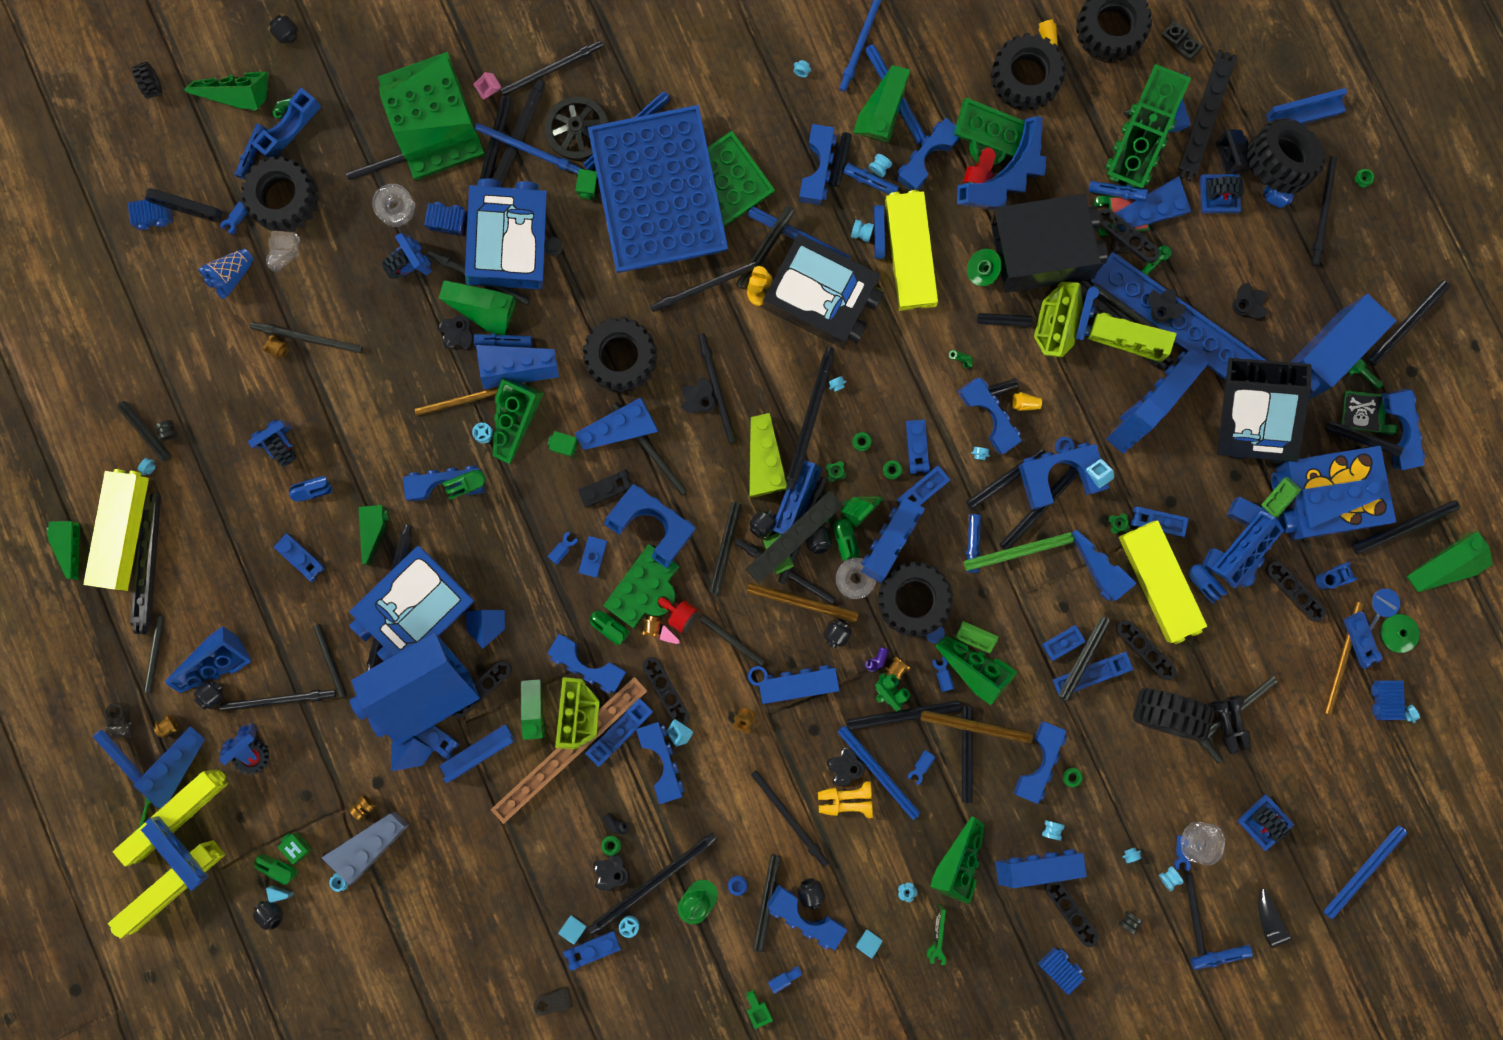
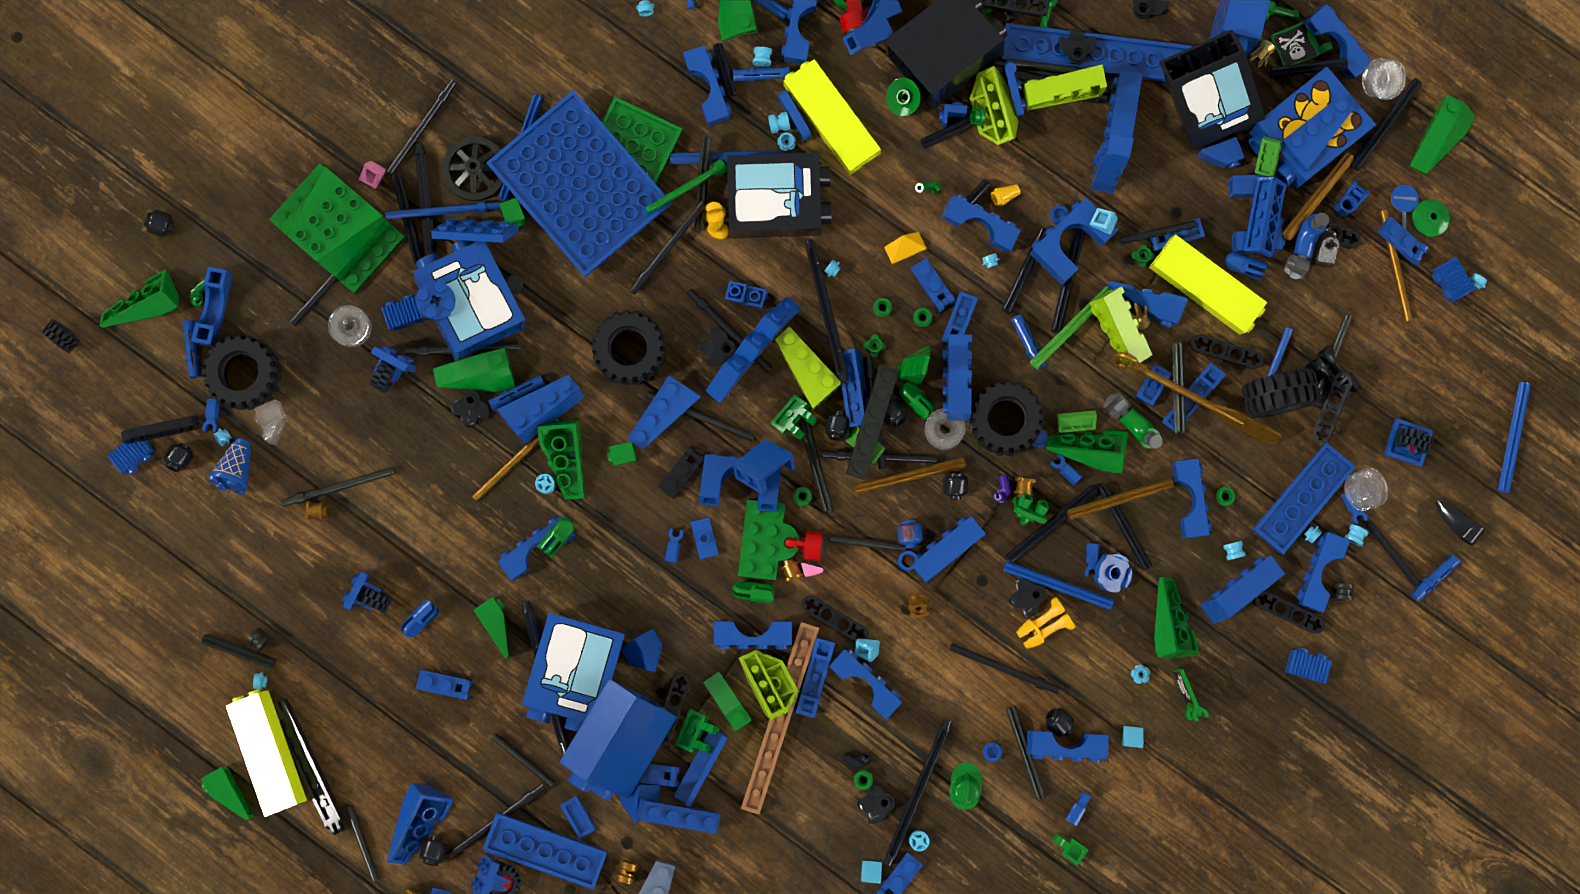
camera: 40 degrees left, 0 degrees up
(186, 237) = (178, 457): none -> black head
(234, 241) = (222, 437): none -> medium azure plate
(302, 749) = (545, 850): none -> blue plate
(348, 736) = (578, 817): none -> blue tile
(425, 781) = (678, 816): none -> blue arch
(466, 212) = (438, 290): none -> blue plate
(486, 718) = (692, 730): none -> green plate
(544, 181) = (475, 231): none -> blue plate
(676, 518) = (761, 463): none -> blue panel
(693, 563) = (806, 491): none -> green plate
(726, 412) = (751, 348): none -> blue arch
(727, 491) = (790, 415): none -> green plate
(749, 365) = (746, 295): none -> blue slope
(772, 653) = (909, 534): none -> blue head
(784, 242) = (718, 168): none -> green piece
(859, 246) = (791, 141): none -> medium azure plate
(911, 400) = (905, 247): none -> yellow slope
(926, 781) = (1103, 572): none -> plate
(1024, 304) = (955, 110): none -> blue bracket
(1029, 669) = (1135, 422): none -> piece
(1040, 320) = (977, 116): none -> green plate
(1062, 576) = (1120, 325): none -> lime wedge
(1085, 579) = (1141, 318): none -> pearl gold piece
(1102, 909) = (1313, 594): none -> blue arch
(1116, 709) = (1226, 414): none -> pearl gold piece
(1142, 819) = (1303, 498): none -> blue plate
(1144, 510) = (1158, 232): none -> black bar
(1194, 677) = (1280, 351): none -> blue bar
(1212, 750) = (1335, 408): none -> black beam
(1242, 473) = (1223, 154): none -> blue slope
(1272, 592) = (1306, 240): none -> piece
(1287, 609) = (1326, 249): none -> clear smoke piece
(1307, 557) = (1318, 196): none -> pearl gold axle
(1330, 402) = (1264, 51): none -> pearl gold piece
(1416, 485) = (1384, 78): none -> clear wheel

